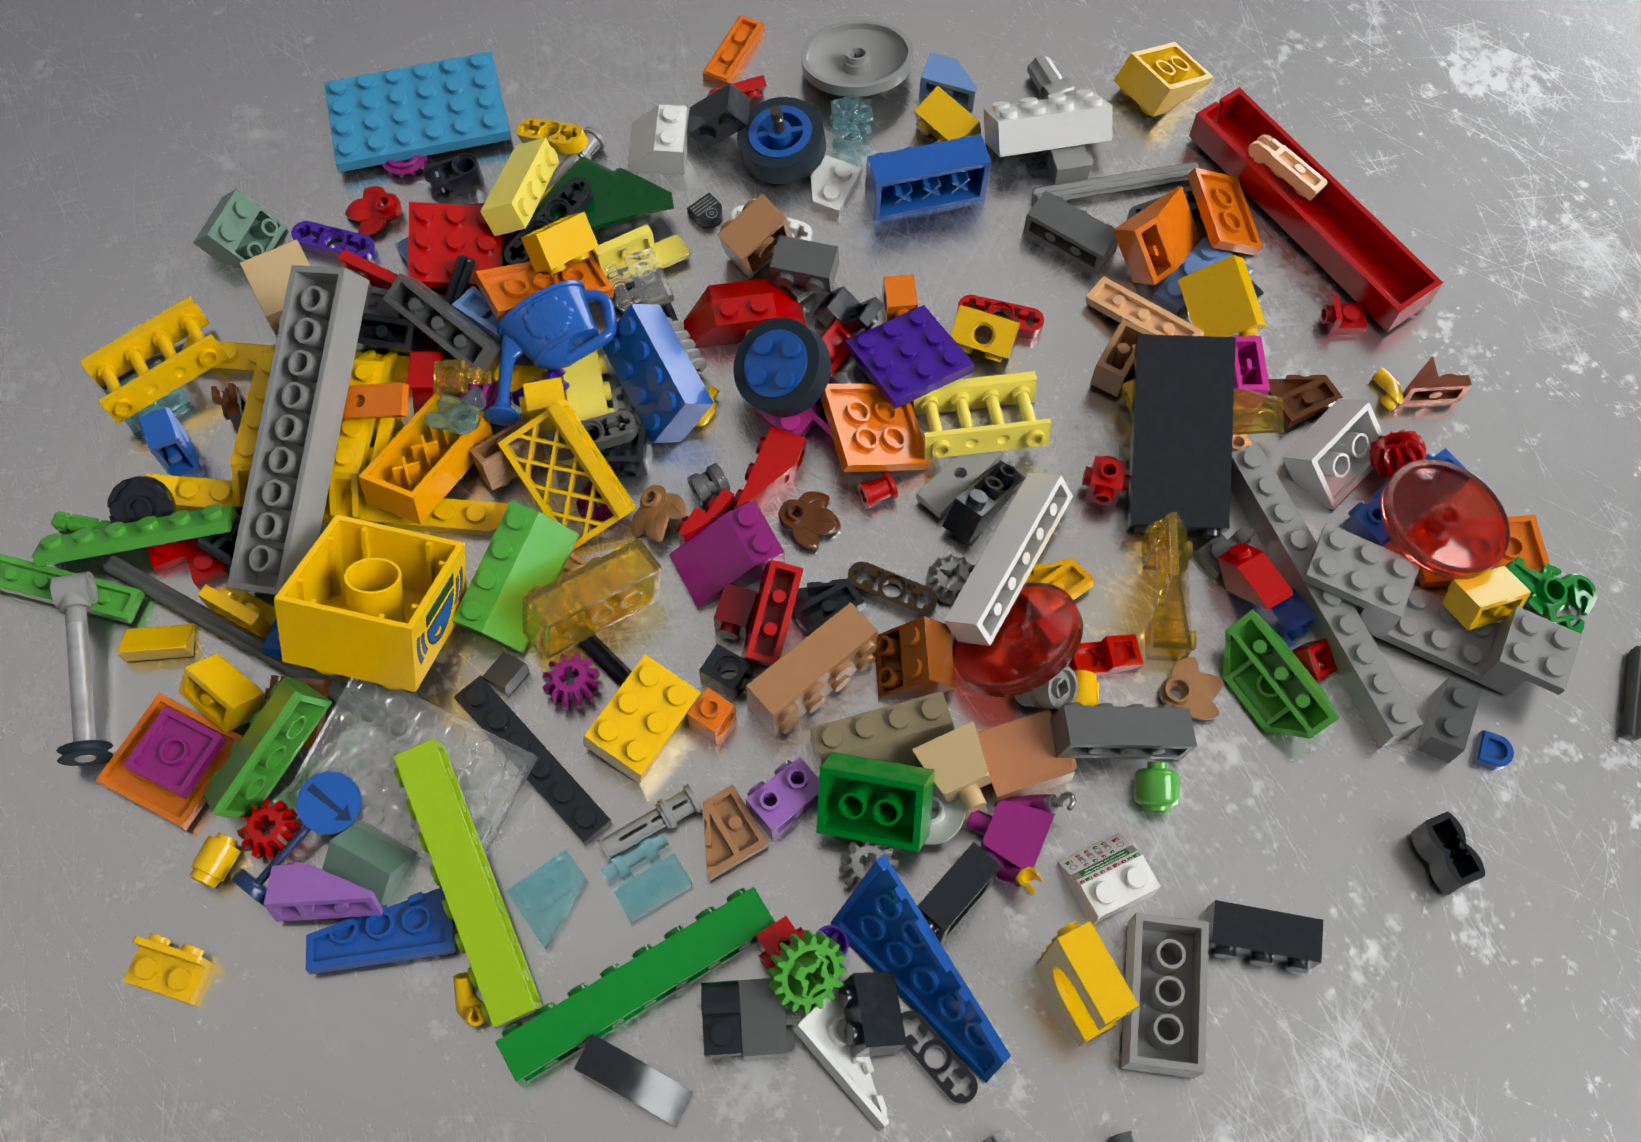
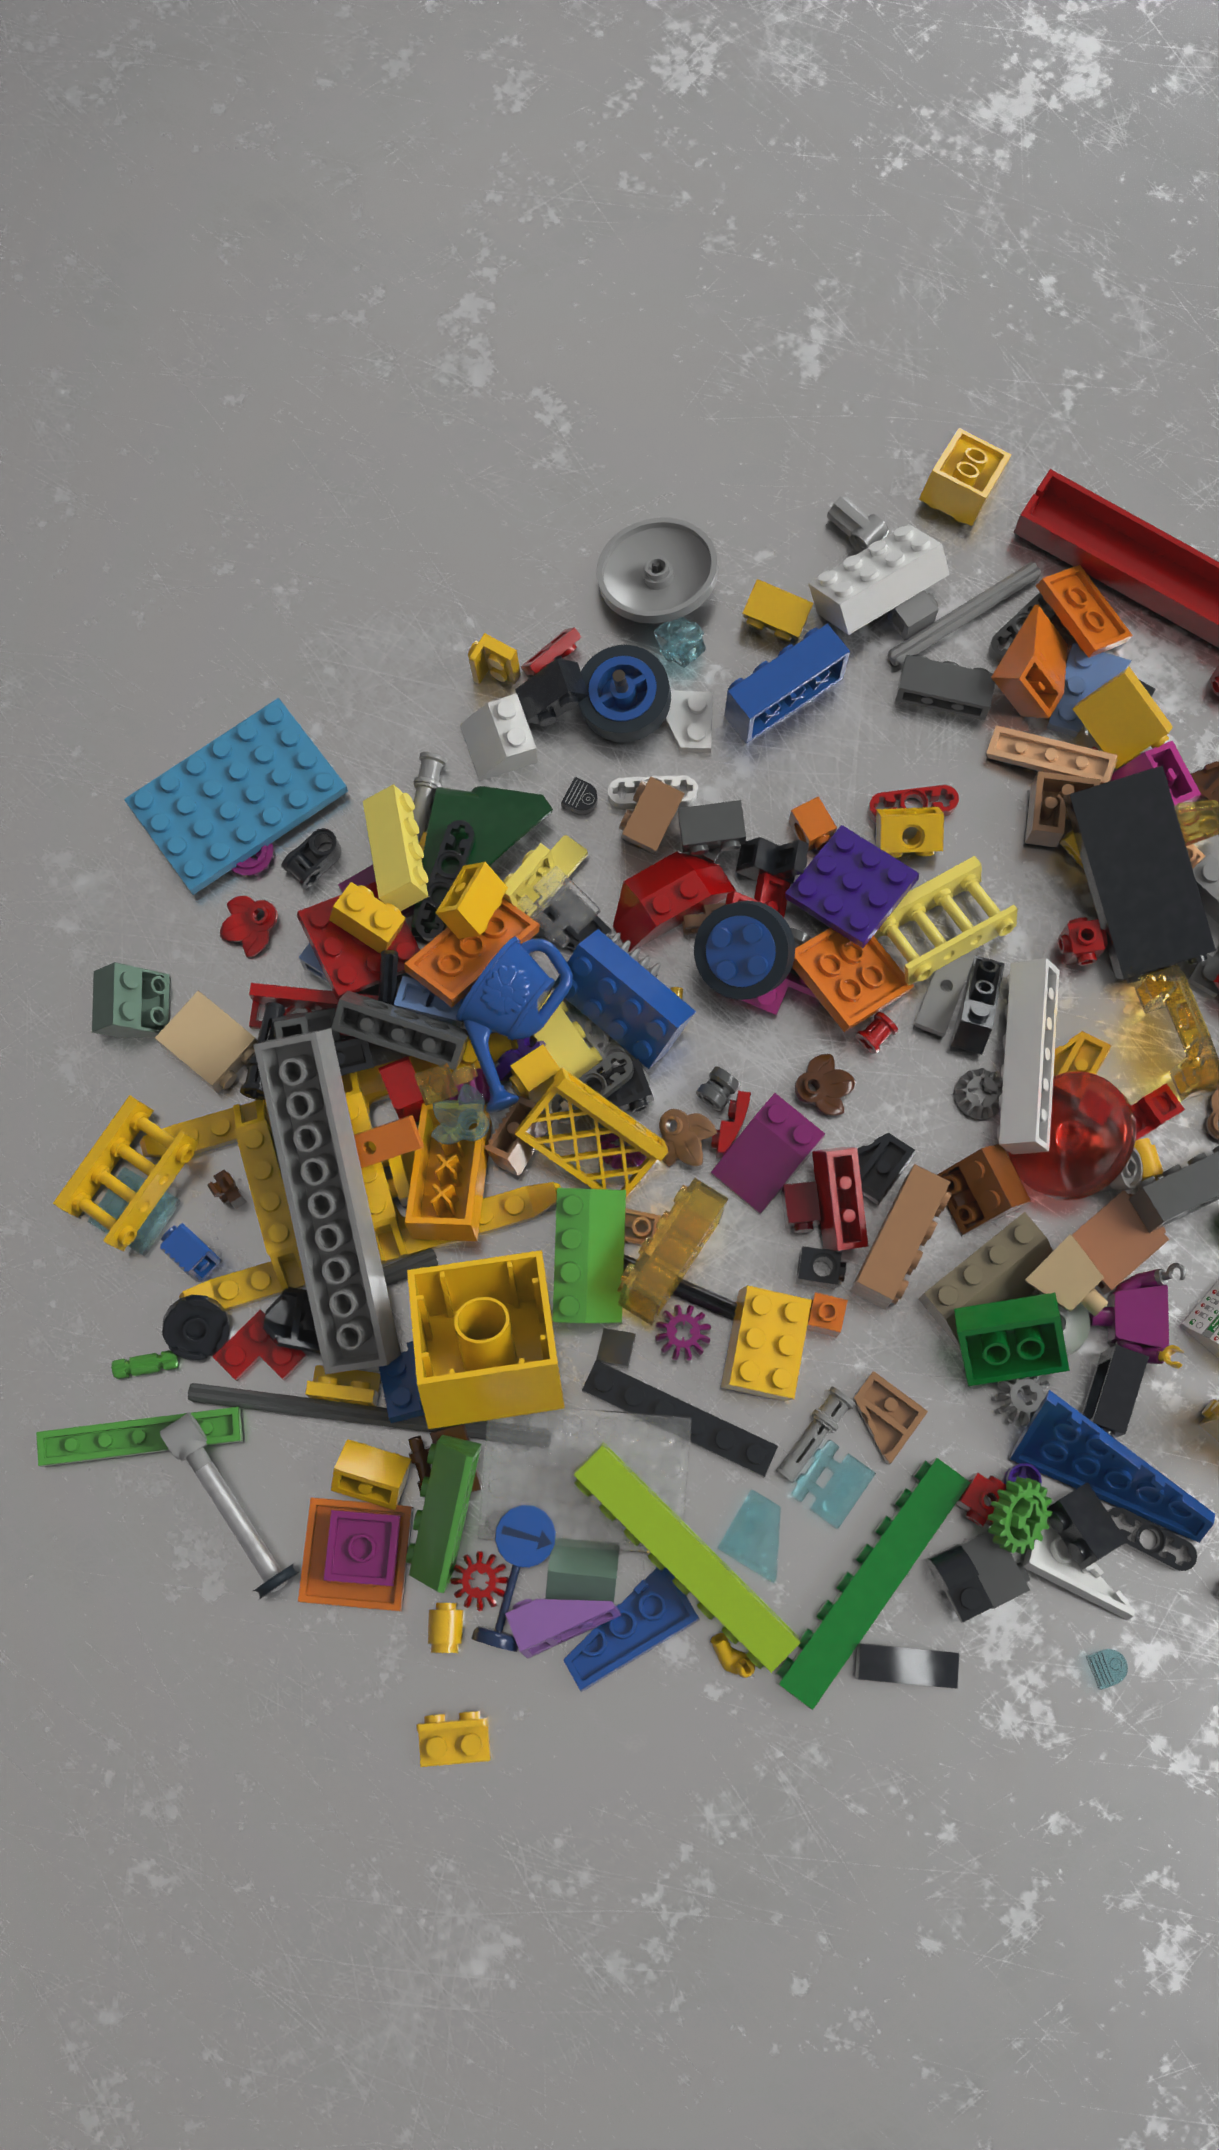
camera: 20 degrees left, 10 degrees up
(134, 535) = (207, 1357): bright green plate -> none
(157, 643) = (278, 1448): yellow slope -> none
(326, 233) = (205, 984): dark purple beam -> none
(462, 223) = (367, 917): none -> yellow brick
(574, 133) = (403, 781): yellow beam -> none
(680, 76) = (494, 657): none -> yellow bracket
(733, 51) = (523, 603): orange tile -> none
(774, 469) = (772, 1042): red slope -> none
(783, 797) = (923, 1363): medium lavender brick -> none
(887, 577) = (921, 1136): dark brown beam -> none
(950, 77) = (756, 559): medium blue slope -> none
(1287, 166) = (1130, 543): light nougat hinge -> none

